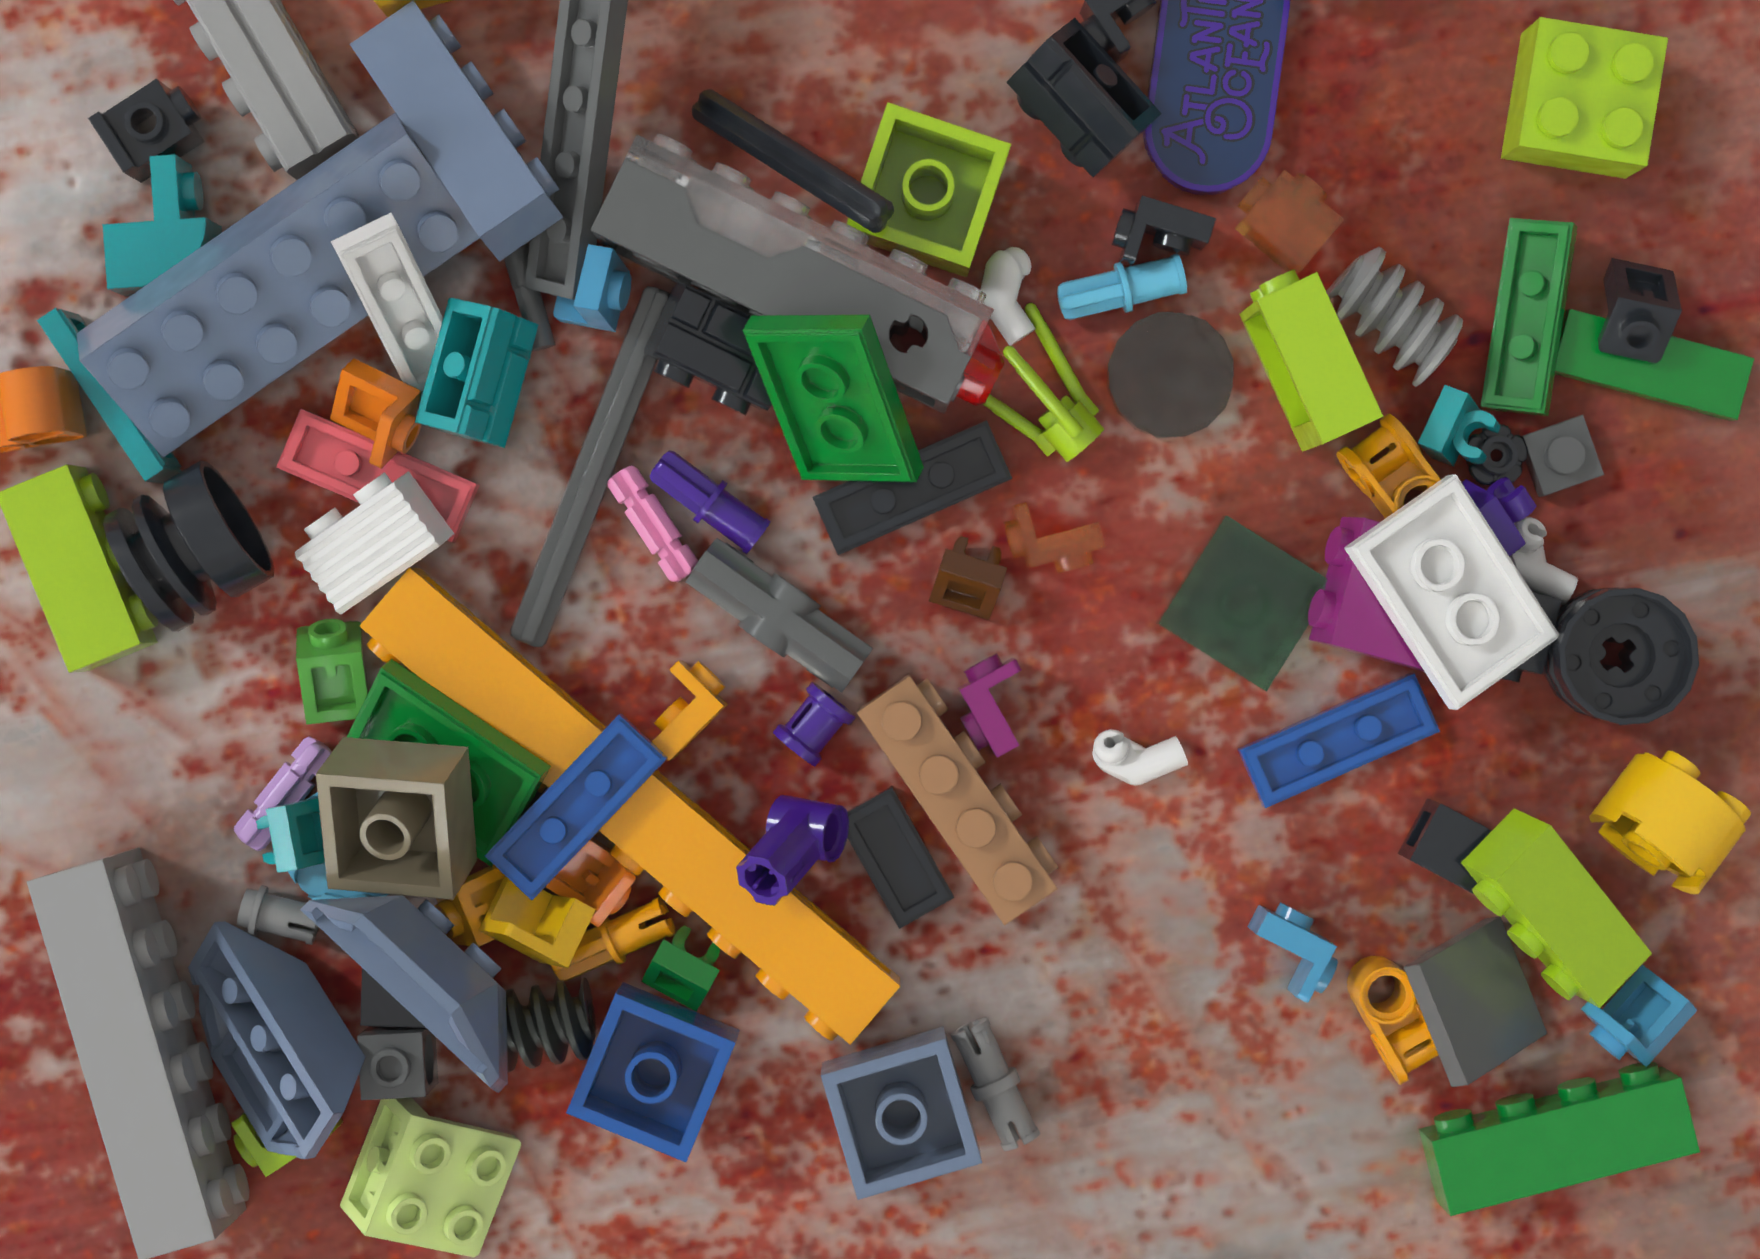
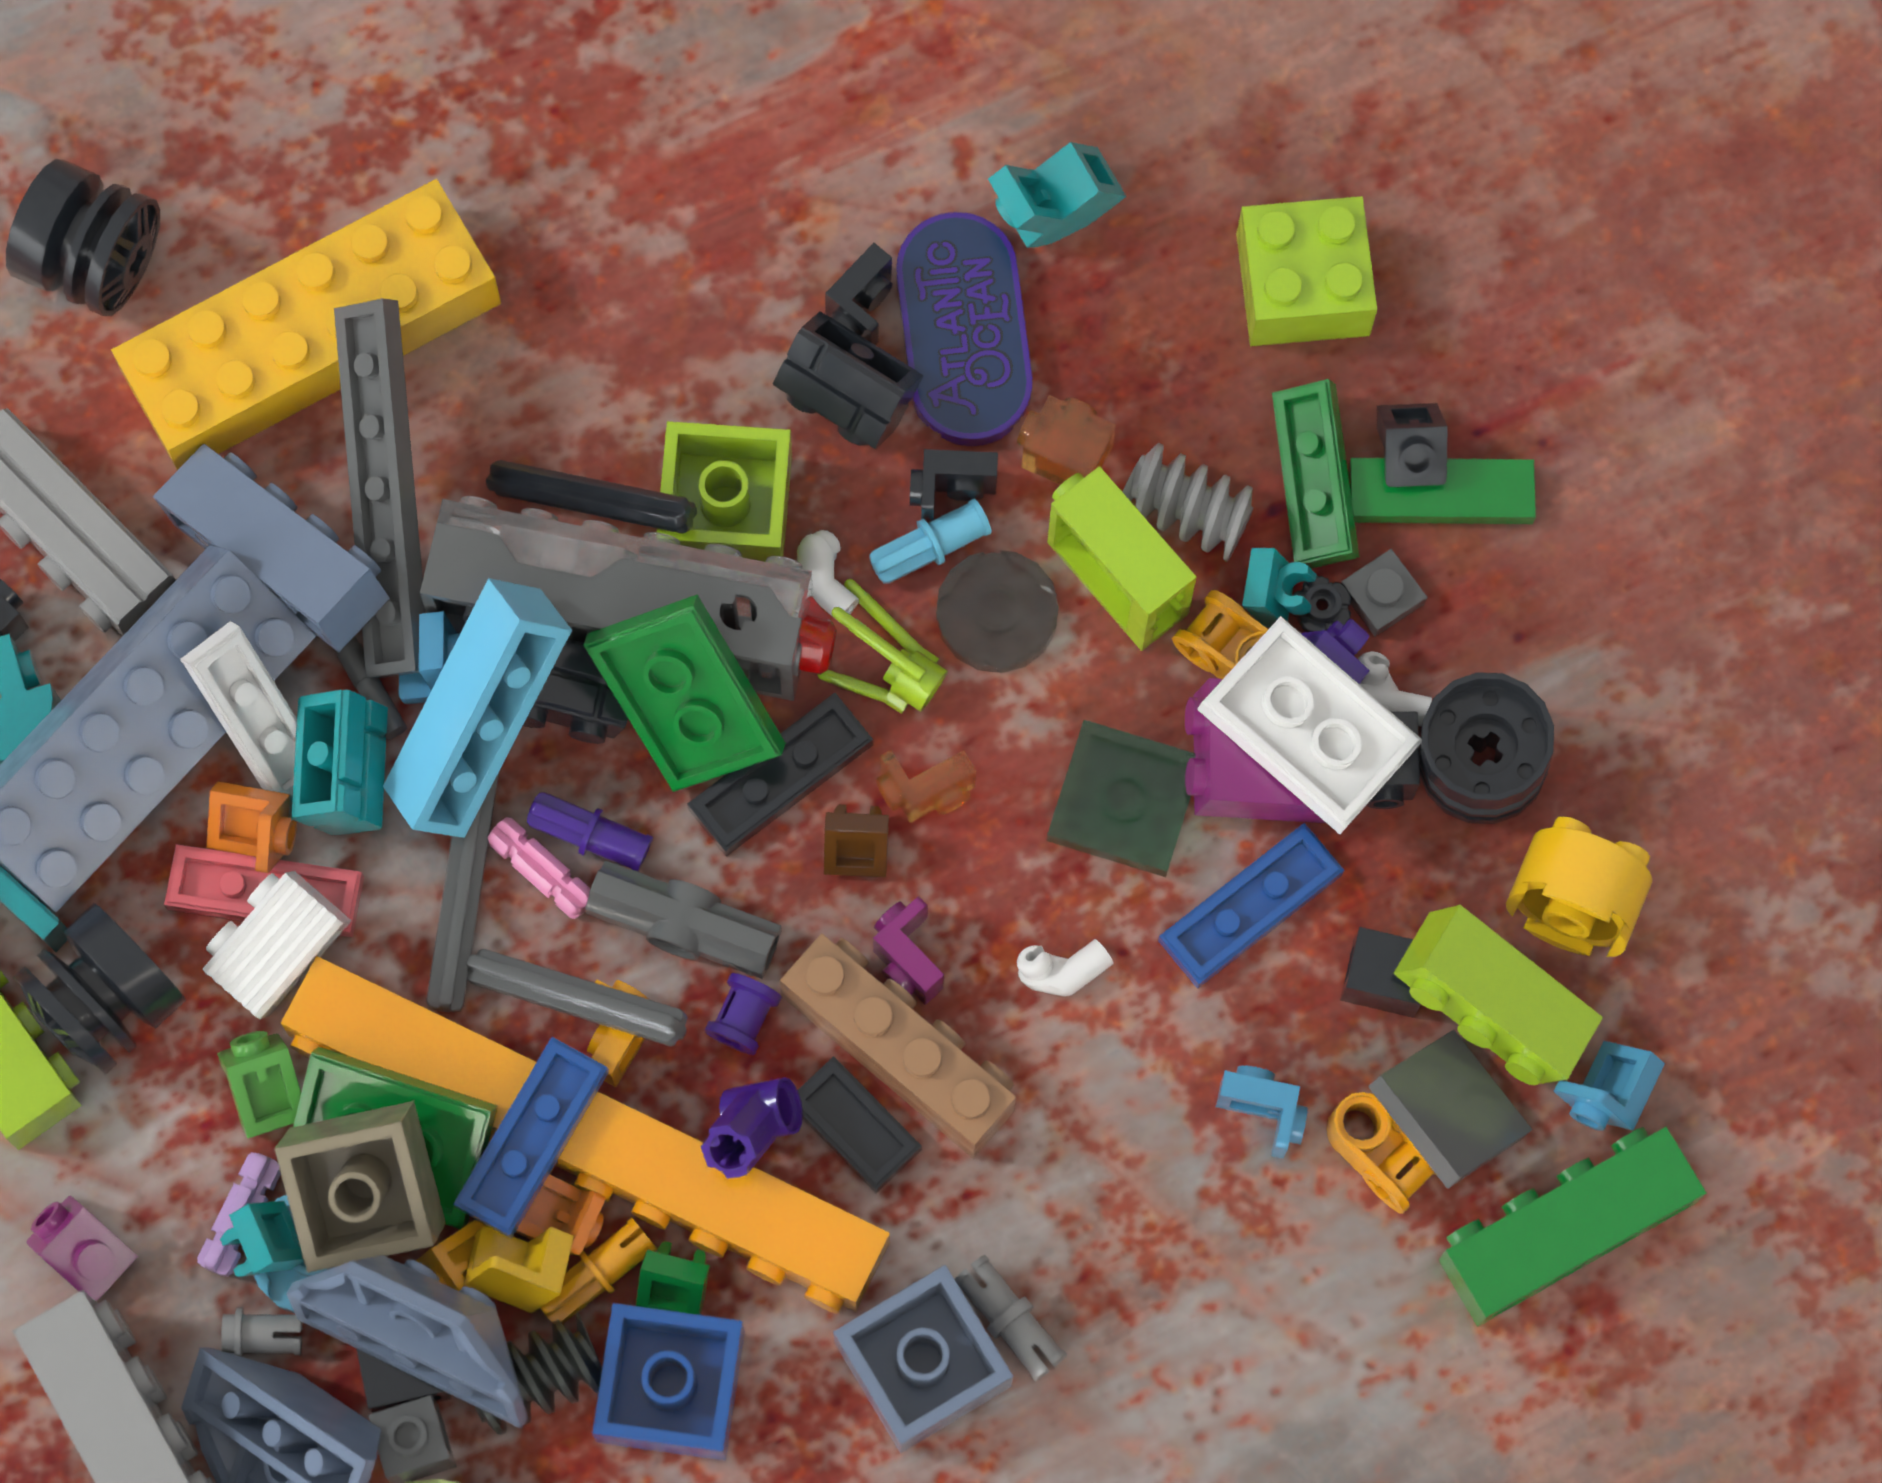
camera: 15 degrees left, 15 degrees down
(122, 788) = (79, 1247): none -> bracket
(622, 362) = (476, 708): none -> medium azure brick
(655, 676) = (577, 997): none -> dark grey axle

